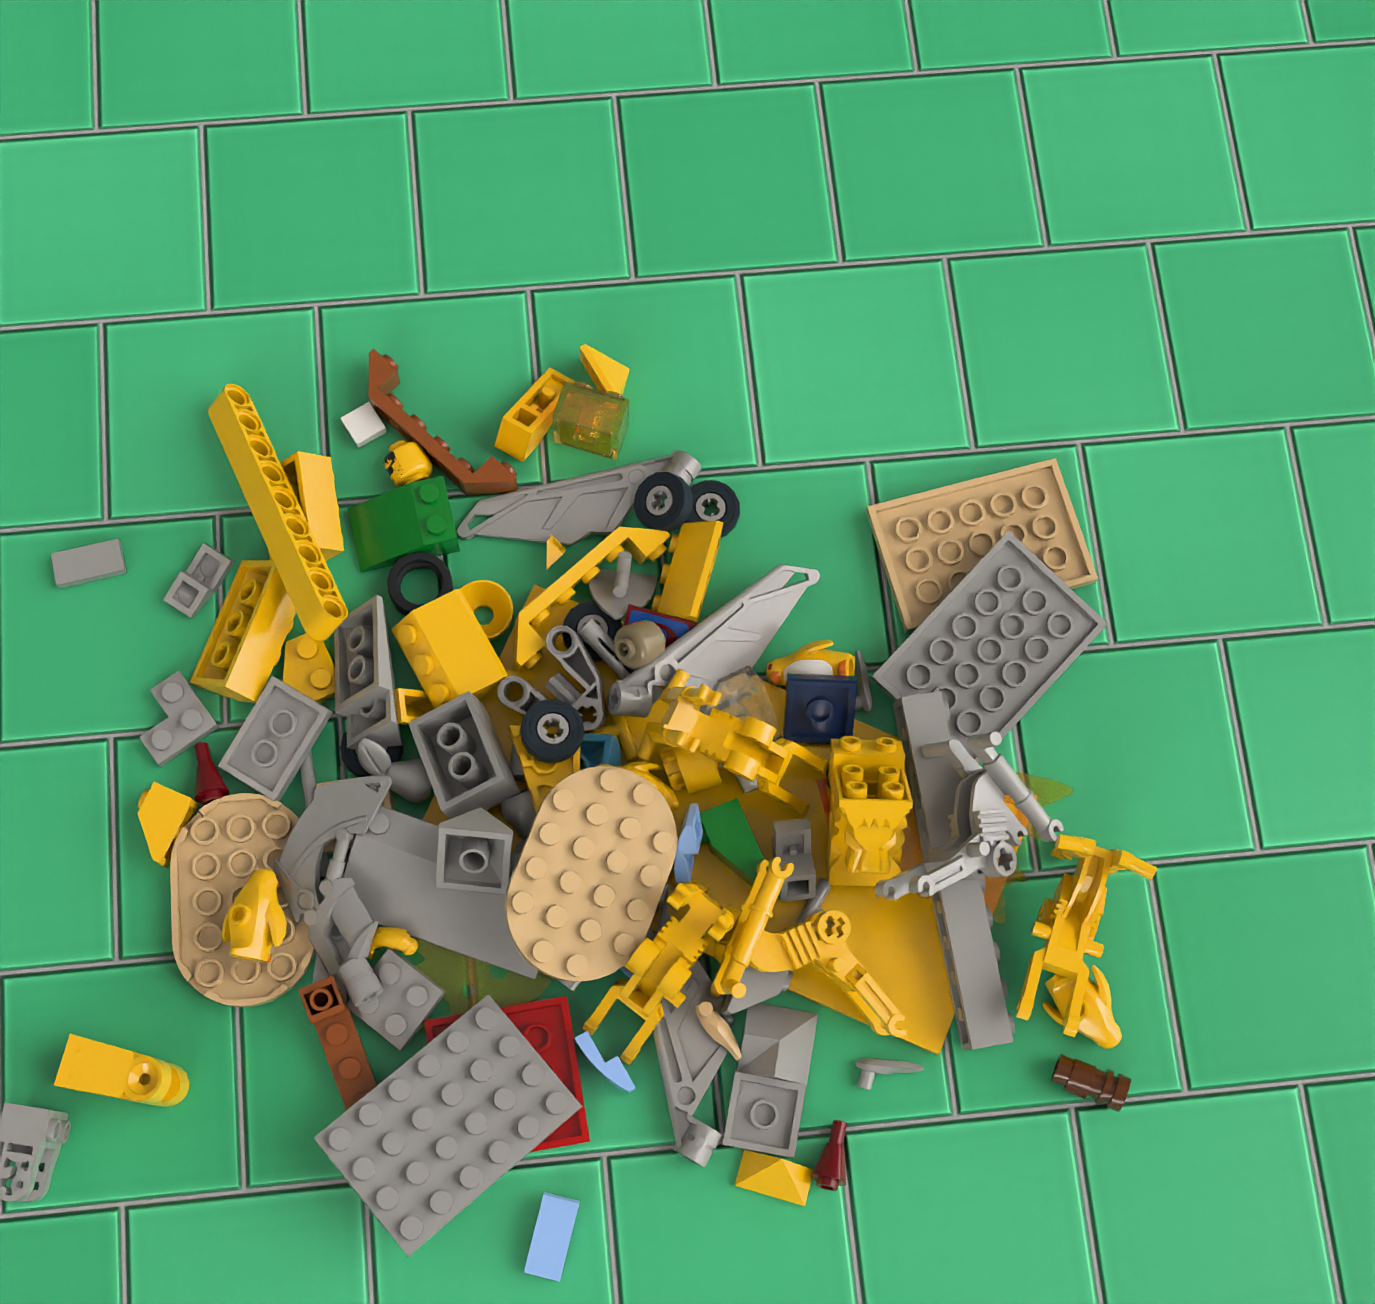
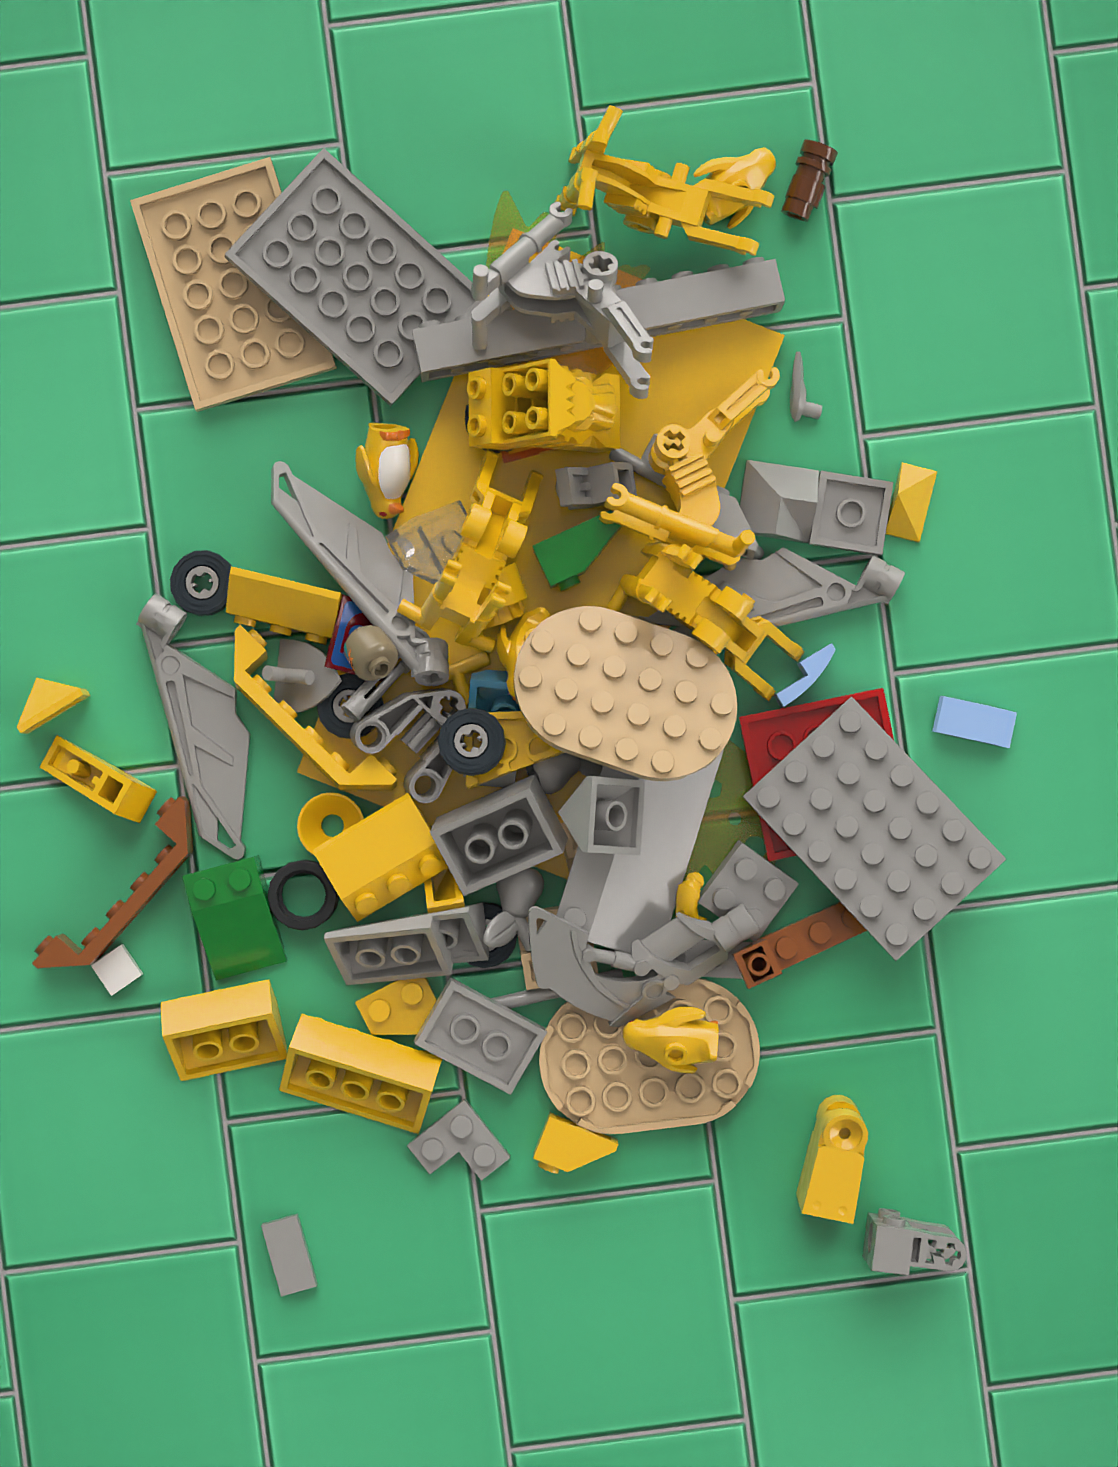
camera: 85 degrees left, 15 degrees up
(200, 581) = (305, 1134): light grey slope -> none
(208, 783) = (527, 1102): dark red cone -> none
(277, 513) = (231, 1054): yellow beam -> none
(407, 463) = (165, 916): yellow head -> none
(554, 551) = (259, 751): yellow piece -> none
(591, 419) = (107, 716): clear yellow brick -> none
(677, 504) = (207, 618): black bush -> none
(688, 844) = (583, 595): light blue slope -> none
(717, 1028) = (769, 561): tan bar -> none
(819, 707) = (431, 459): dark blue tile -> none
(831, 1164) = (896, 444): dark red cone -> none
(864, 699) = (397, 414): light grey bar -> none

